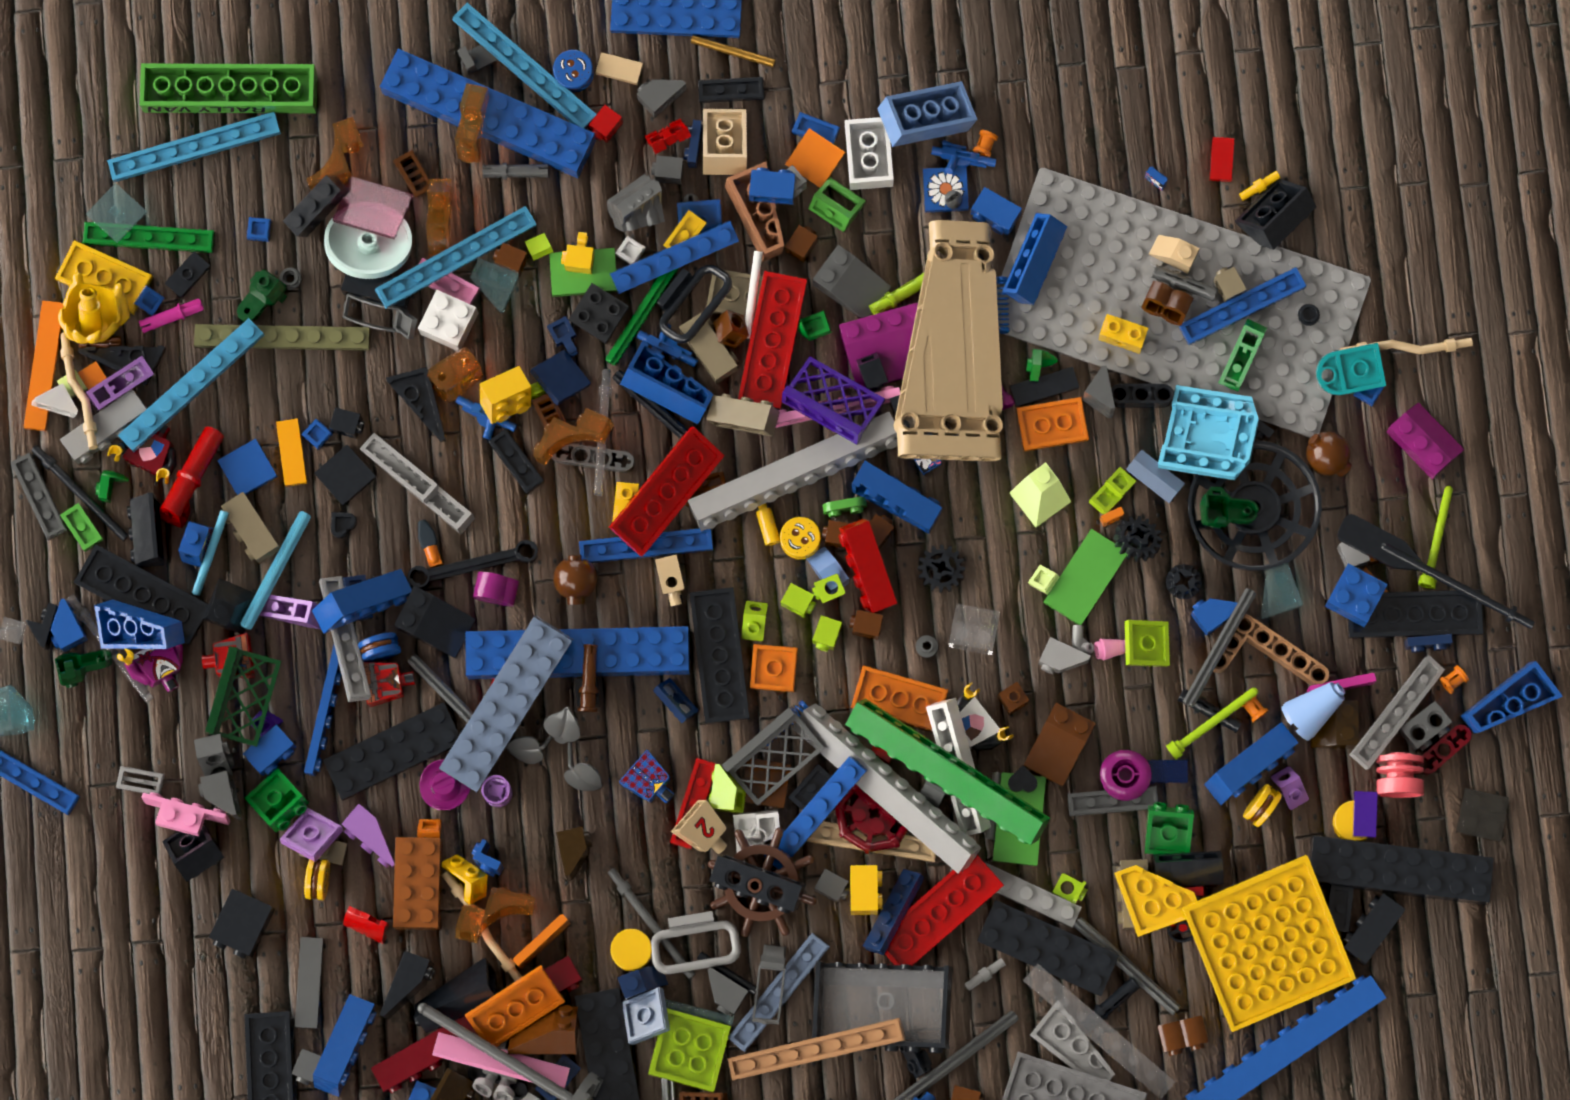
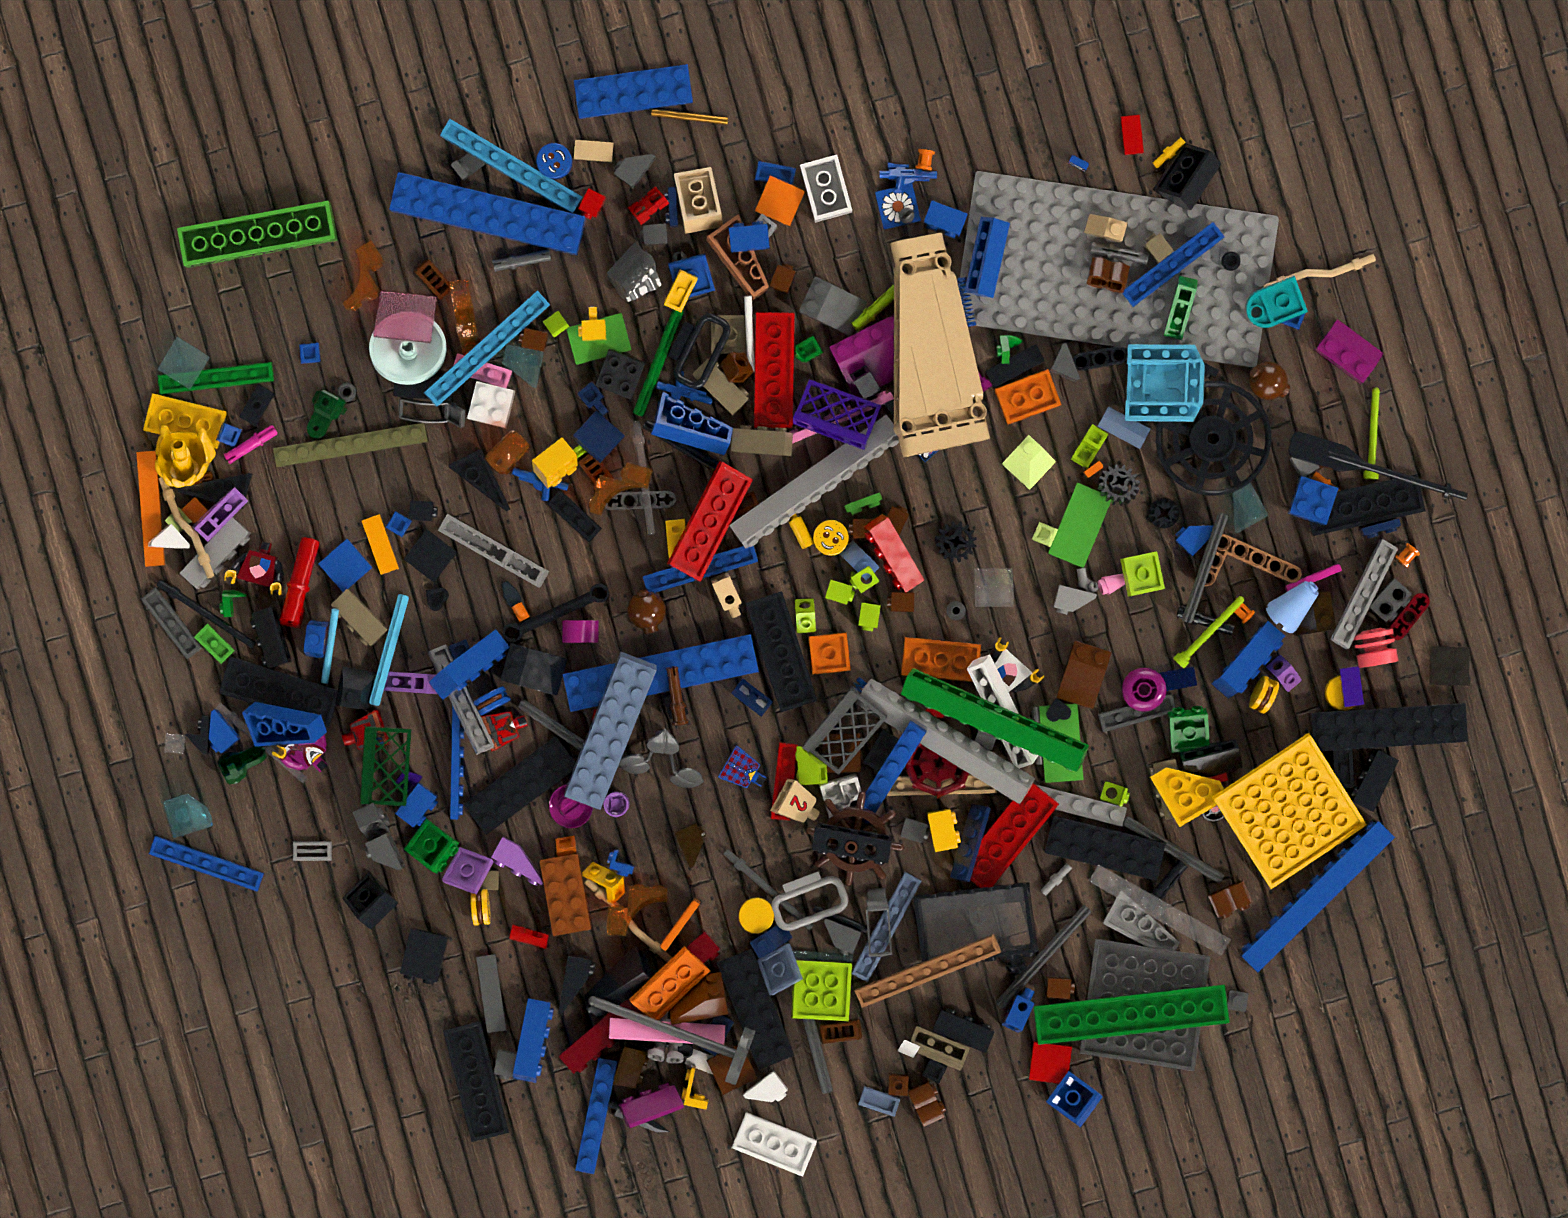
camera: 20 degrees left, 10 degrees up
(183, 817) = (353, 876): bright pink bracket -> none
(191, 385) = (282, 504): dark azure plate -> none
(193, 147) = (238, 291): dark azure plate -> none
(316, 206) = (356, 326): black brick -> none
(469, 131) = (476, 228): clear orange arch -> none
(630, 250) = (635, 312): white tile -> none
(674, 257) = (675, 313): blue plate -> none
(731, 89) = (694, 151): black tile -> none
(831, 210) = (804, 245): bright green tile -> none
(896, 497) = (907, 488): blue wedge -> none
(927, 113) = (870, 145): medium blue brick -> none
(1013, 698) = (1037, 642): reddish brown brick -> none
(1123, 333) = (1074, 308): yellow brick -> none
(1222, 510) = (1187, 449): dark green piece -> none
(1515, 696) = (1459, 563): blue wedge -> none

